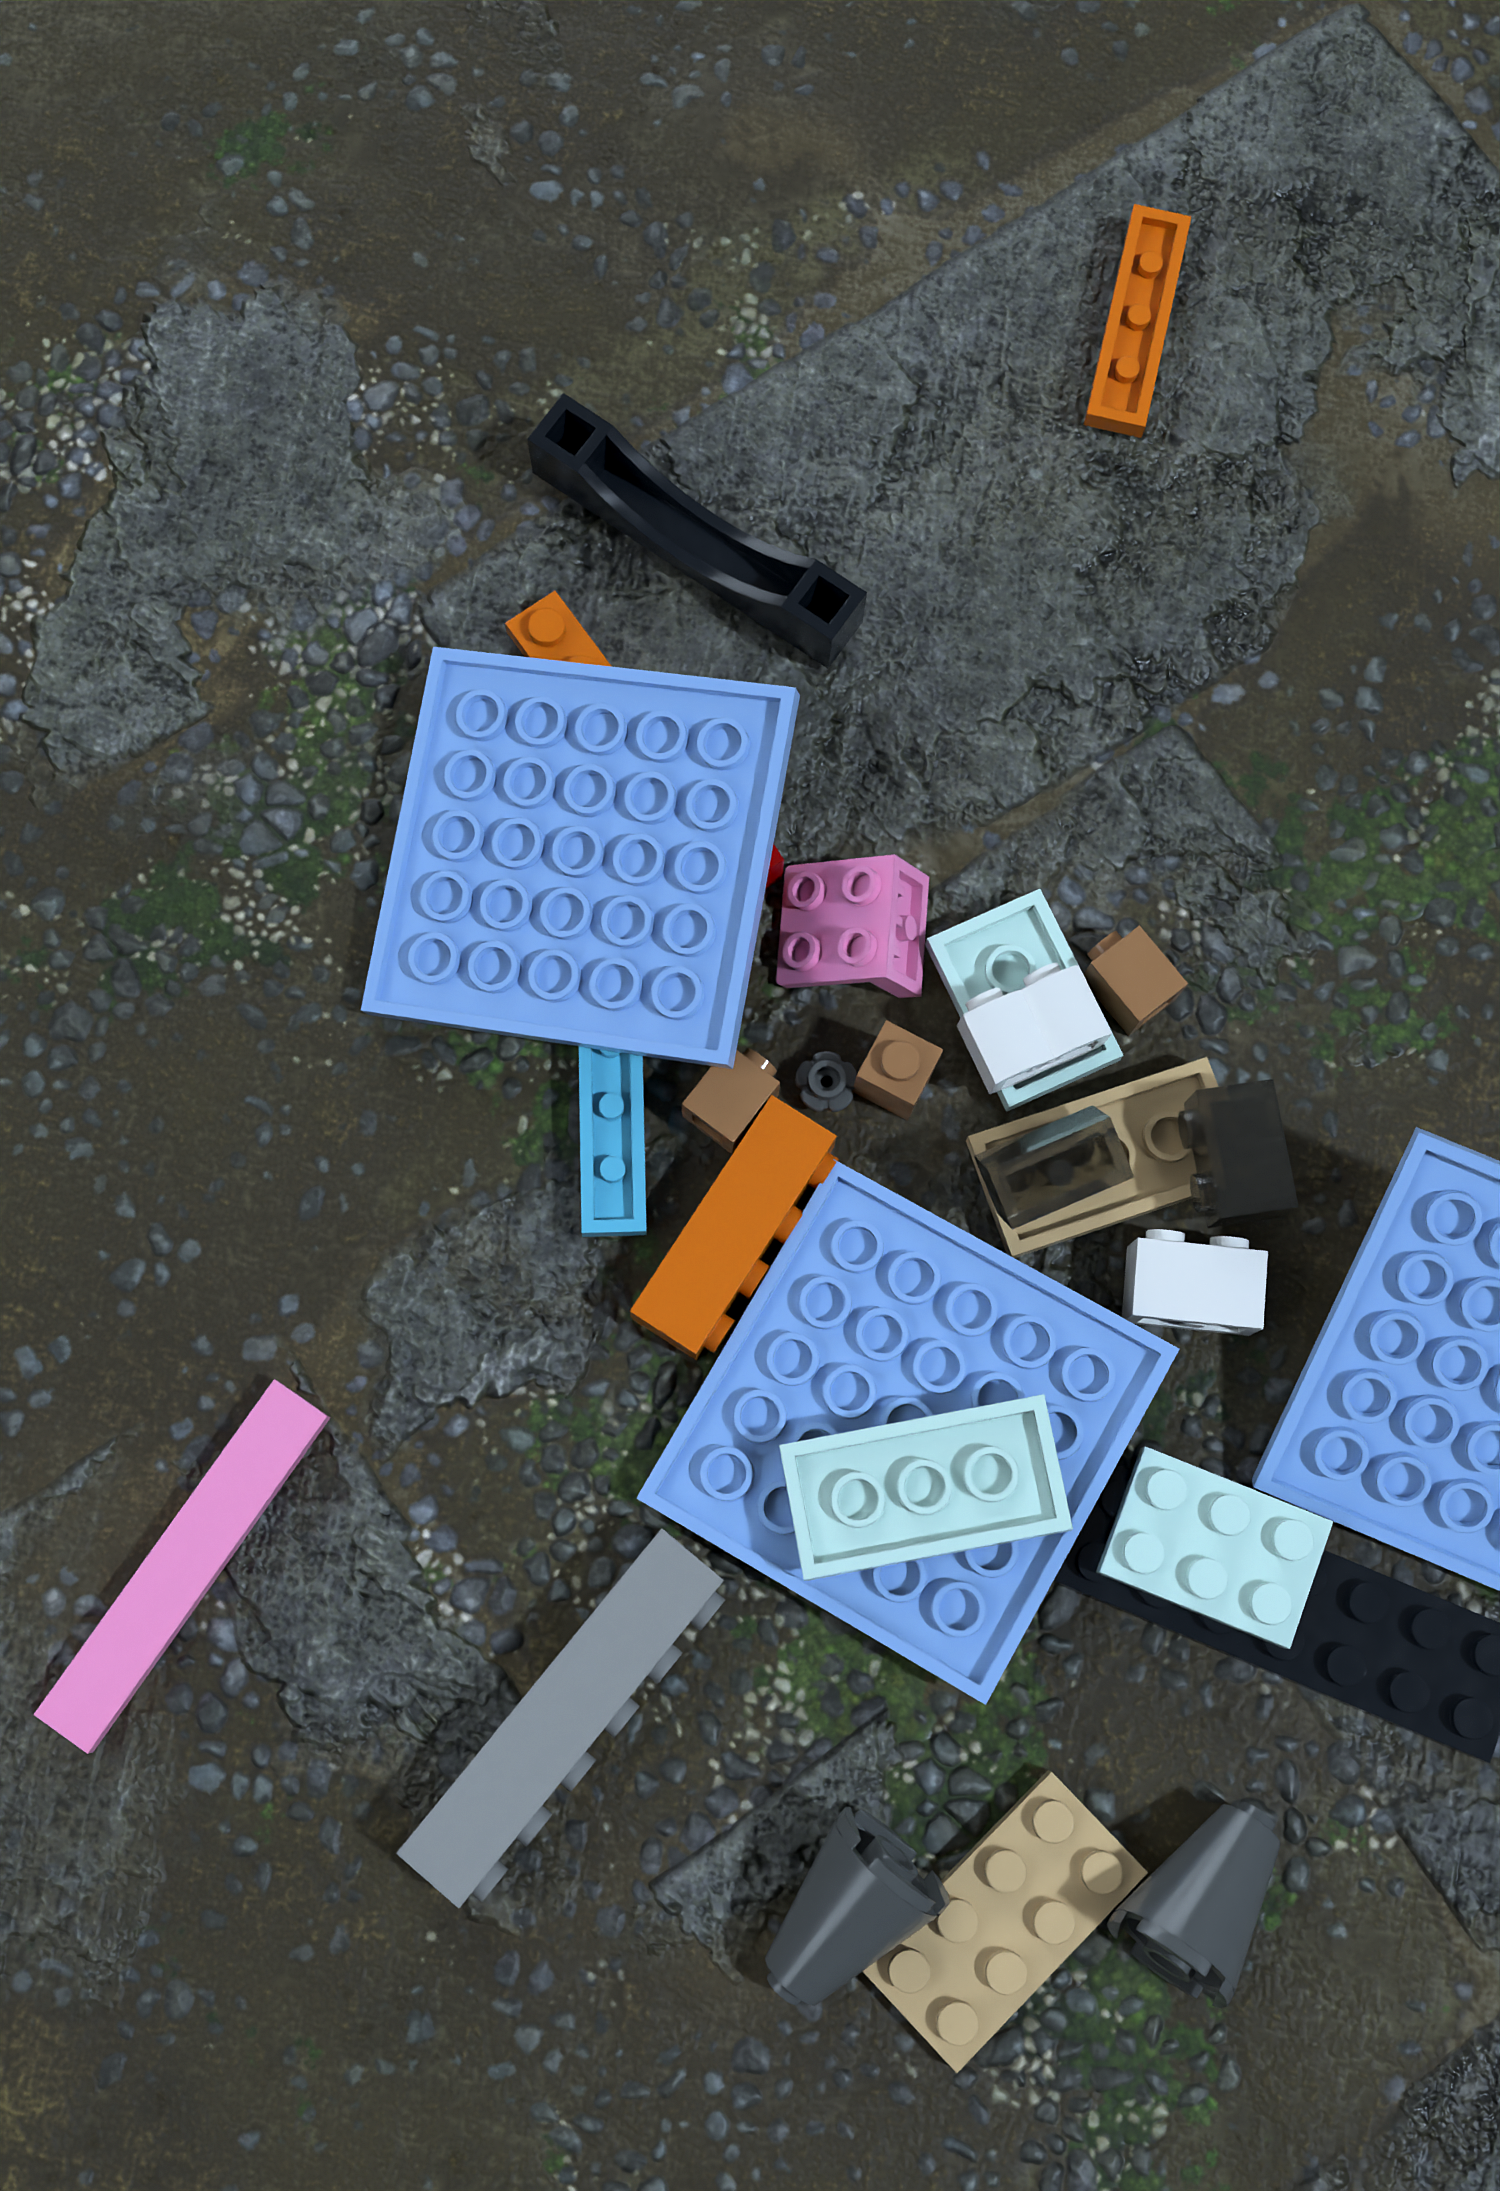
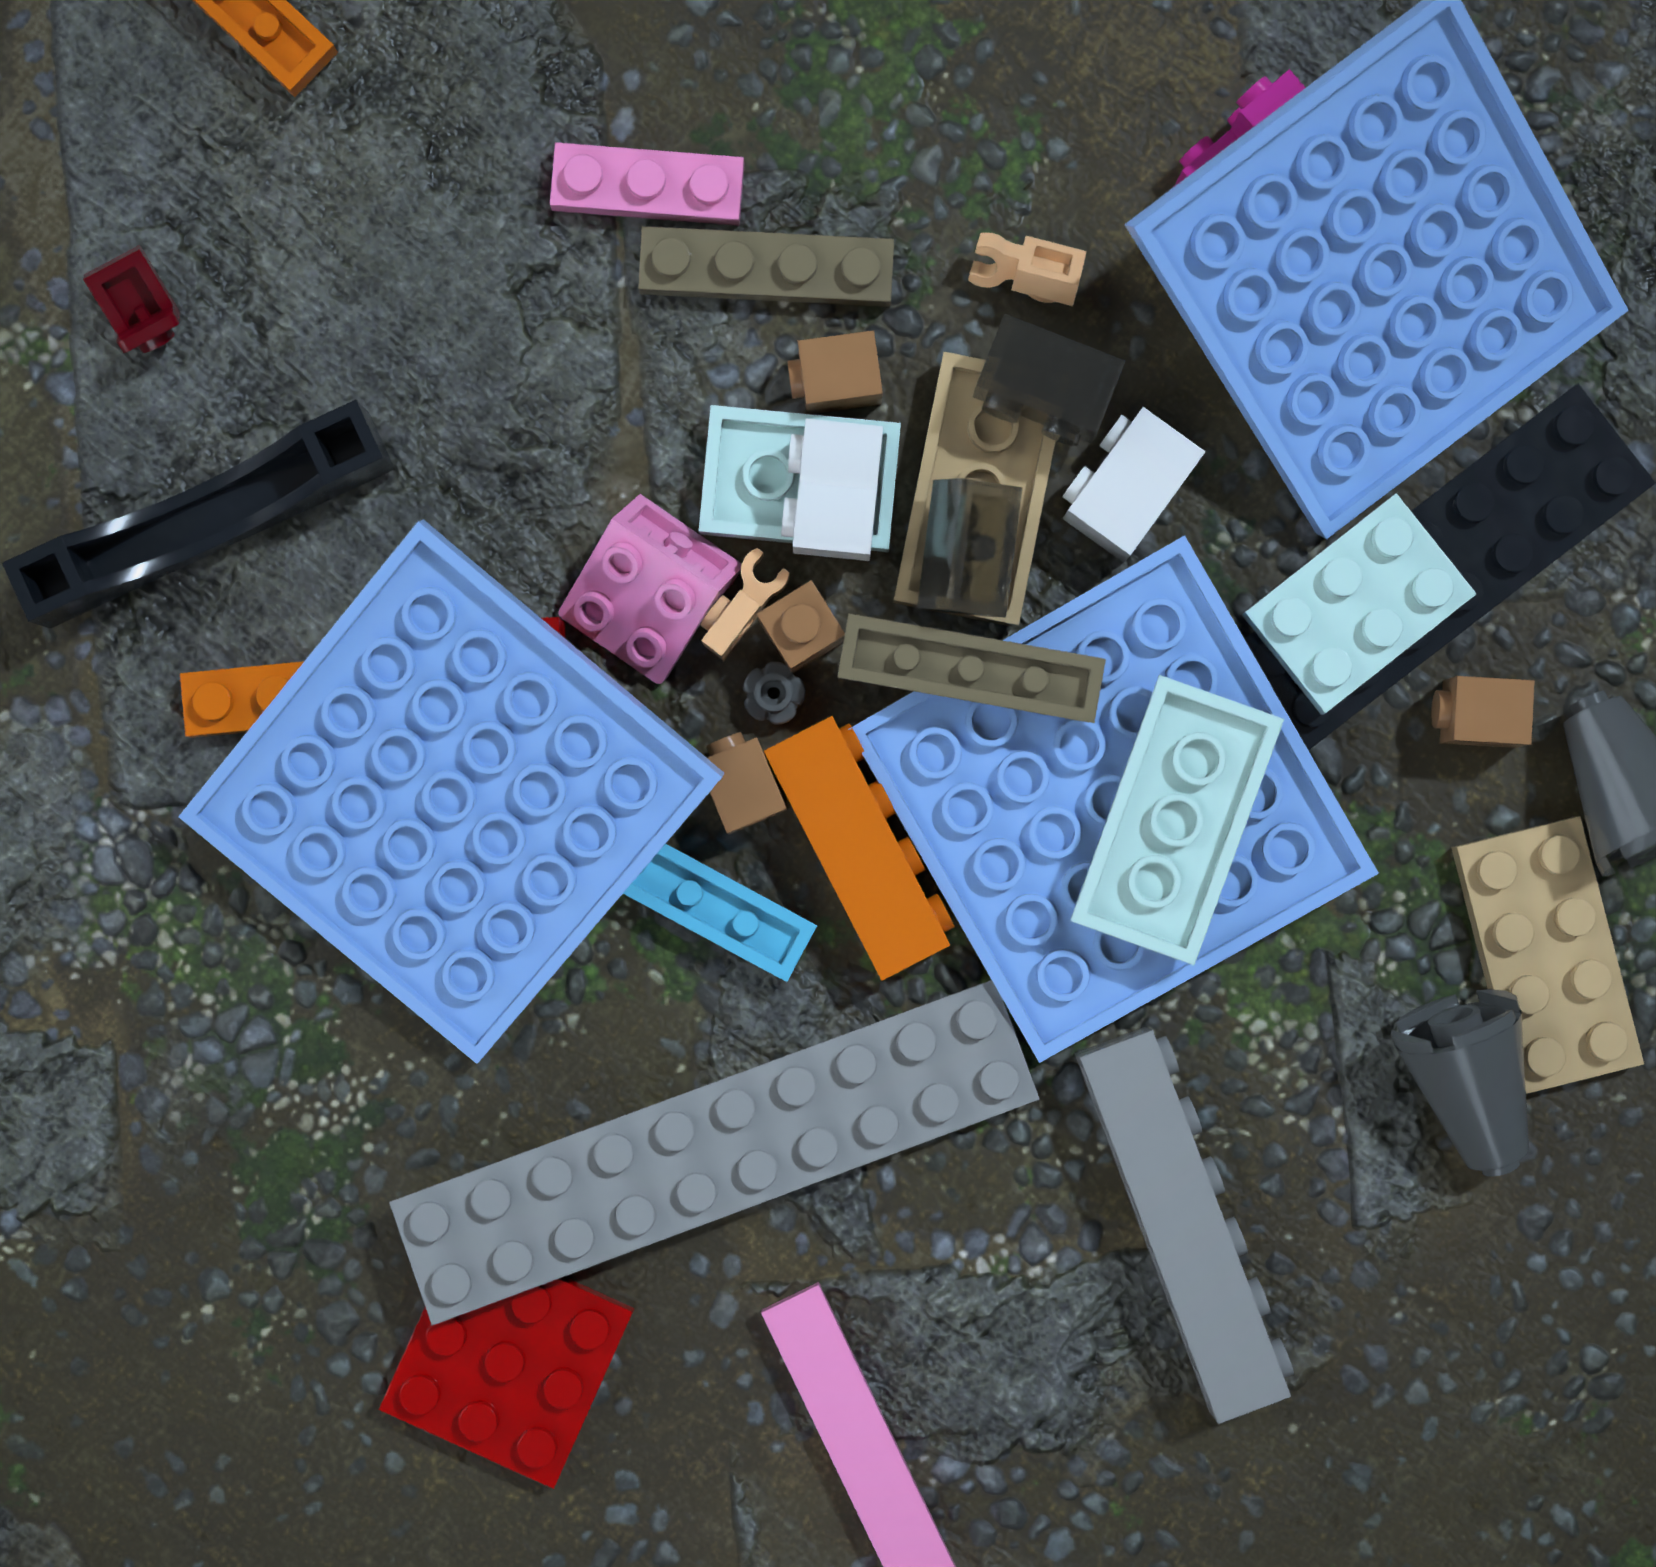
camera: 55 degrees left, 10 degrees up
(114, 1183) = (511, 1375): none -> red plate
(399, 1257) = (713, 1151): none -> light grey plate
(840, 388) = (134, 301): none -> dark red bracket
(867, 1008) = (731, 619): none -> light nougat plate
(951, 1230) = (971, 668): none -> dark tan plate
(1185, 873) = (766, 266): none -> dark tan plate
(1188, 1723) = (1484, 711): none -> medium nougat brick
(1191, 738) = (647, 184): none -> bright pink plate
(1327, 1097) = (1038, 267): none -> light nougat plate

